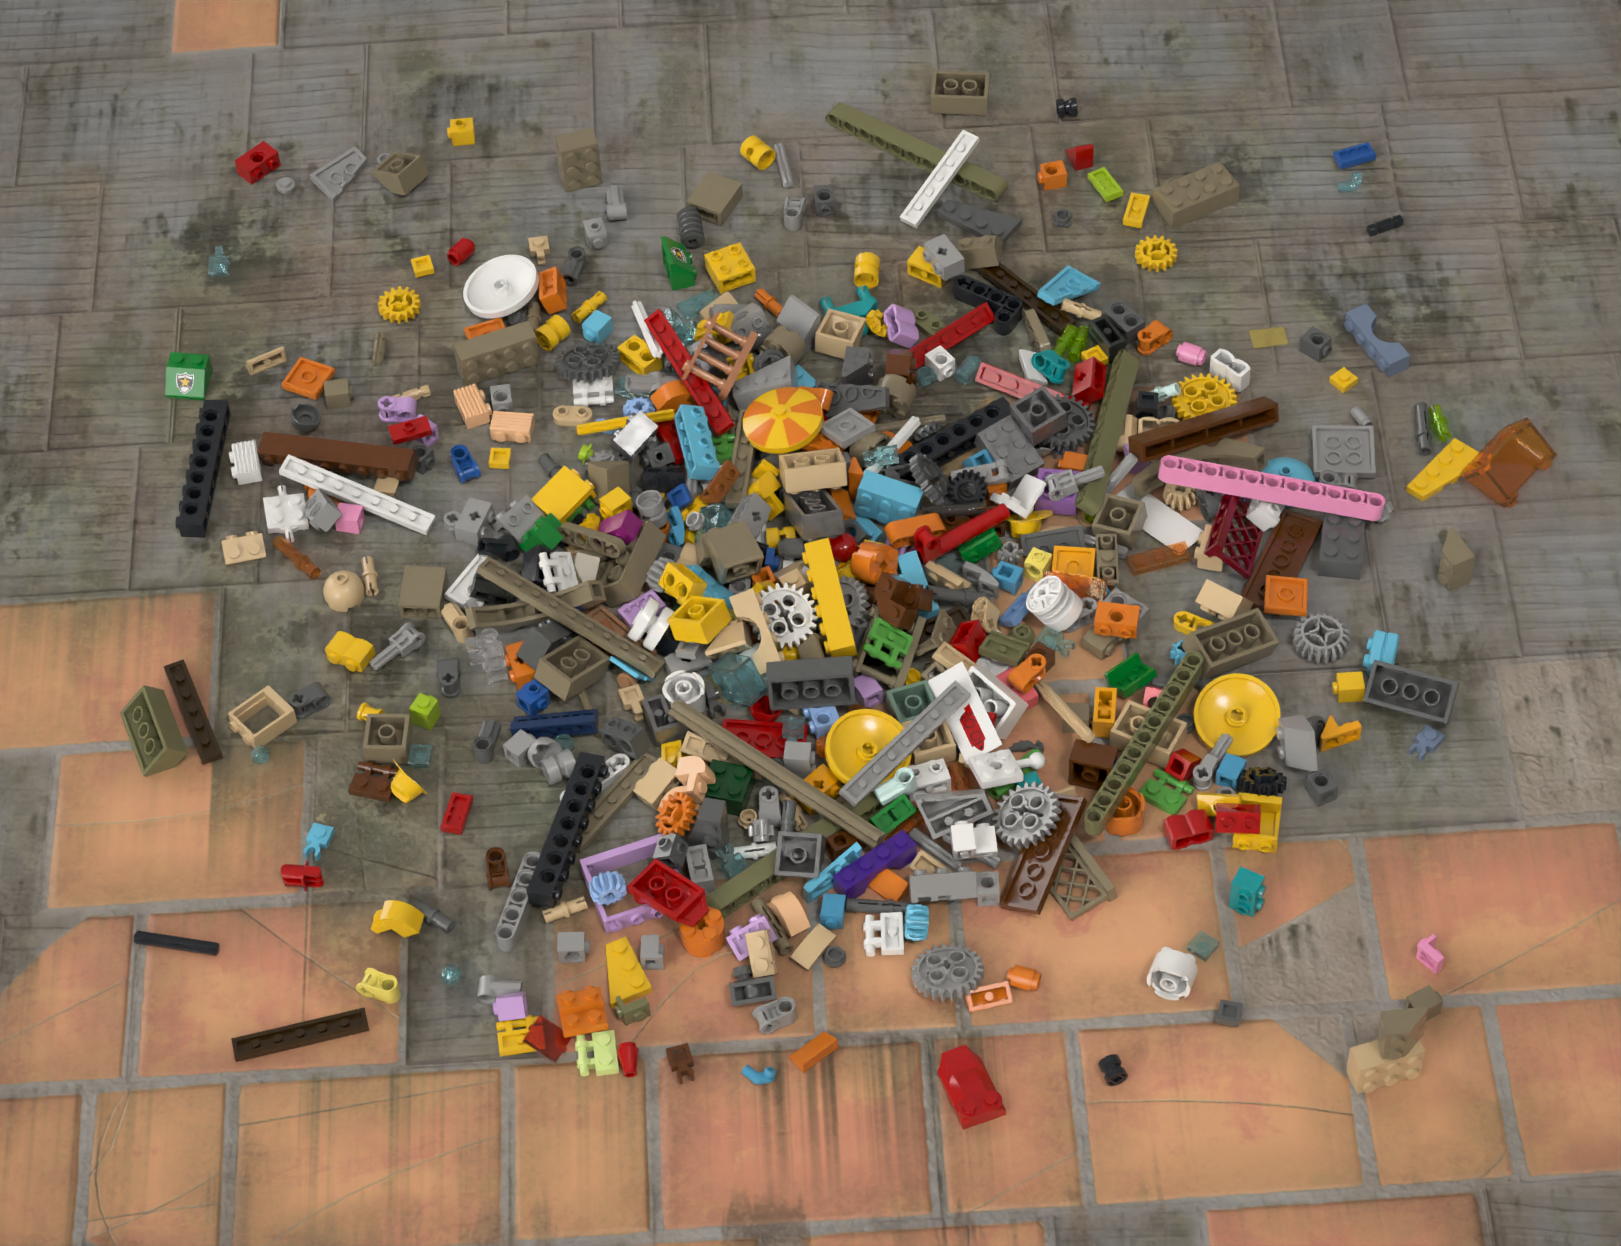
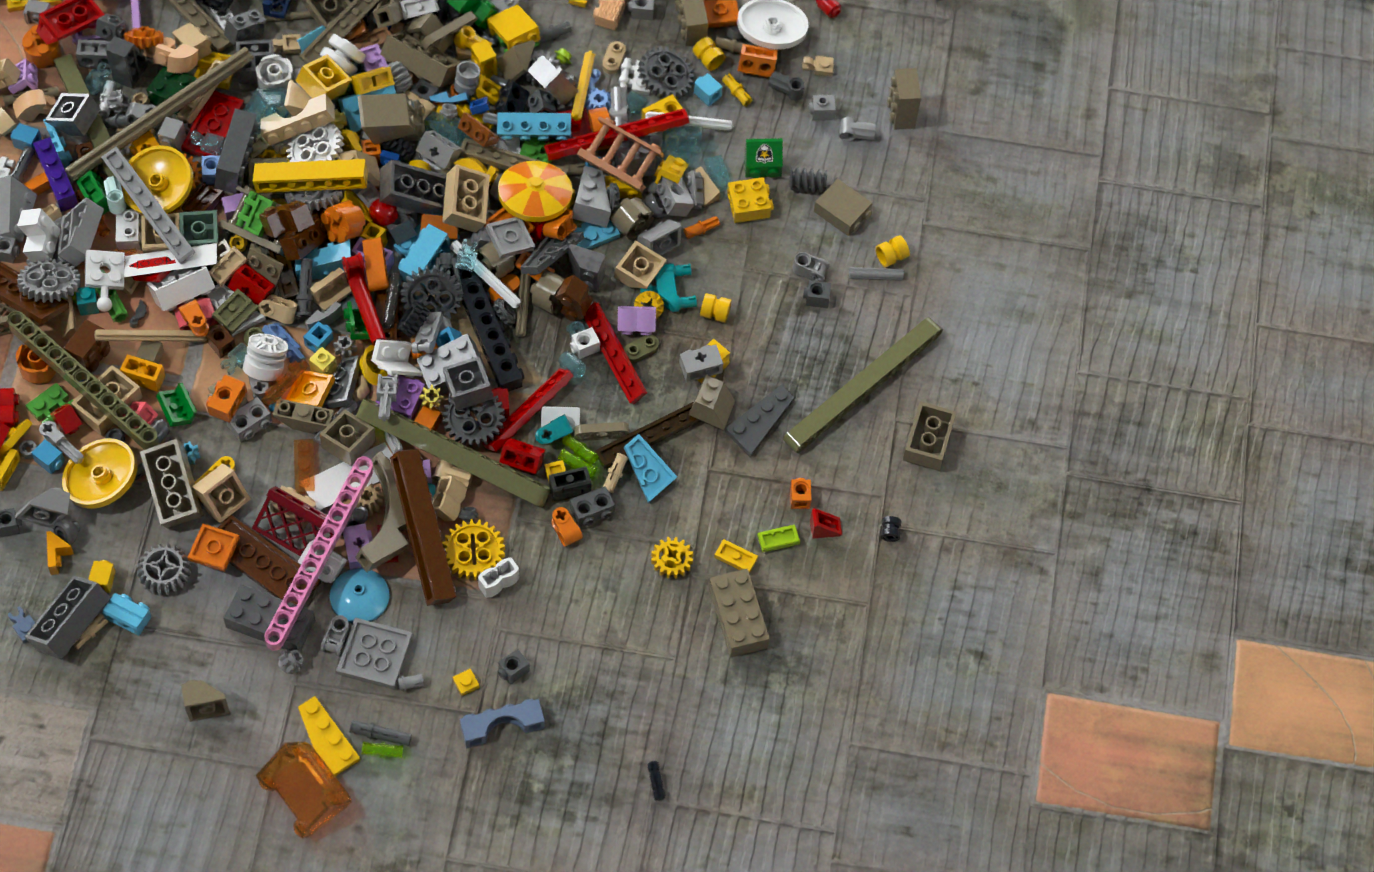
camera: 95 degrees right, 10 degrees up
(461, 131) = (979, 28): yellow brick -> none
(622, 525) = (452, 51): magenta brick -> none
(855, 476) = (460, 234): orange slope -> none
(939, 179) = (812, 388): white plate -> none
(1004, 306) = (649, 398): black beam -> none
(1054, 456) = (427, 400): none -> light yellow gear
(1062, 218) = (743, 485): dark grey plate -> none
(1146, 404) = (475, 494): black brick -> none
(1167, 391) = (487, 510): light aqua pin -> none
(1191, 354) = (534, 554): bright pink brick -> none
(1263, 781) = (30, 483): black gear -> none
(1268, 337) = (542, 633): clear yellow sticker -> none
(1352, 185) = (720, 766): clear light blue arm -> none
(1354, 155) = (759, 779): blue plate -> none

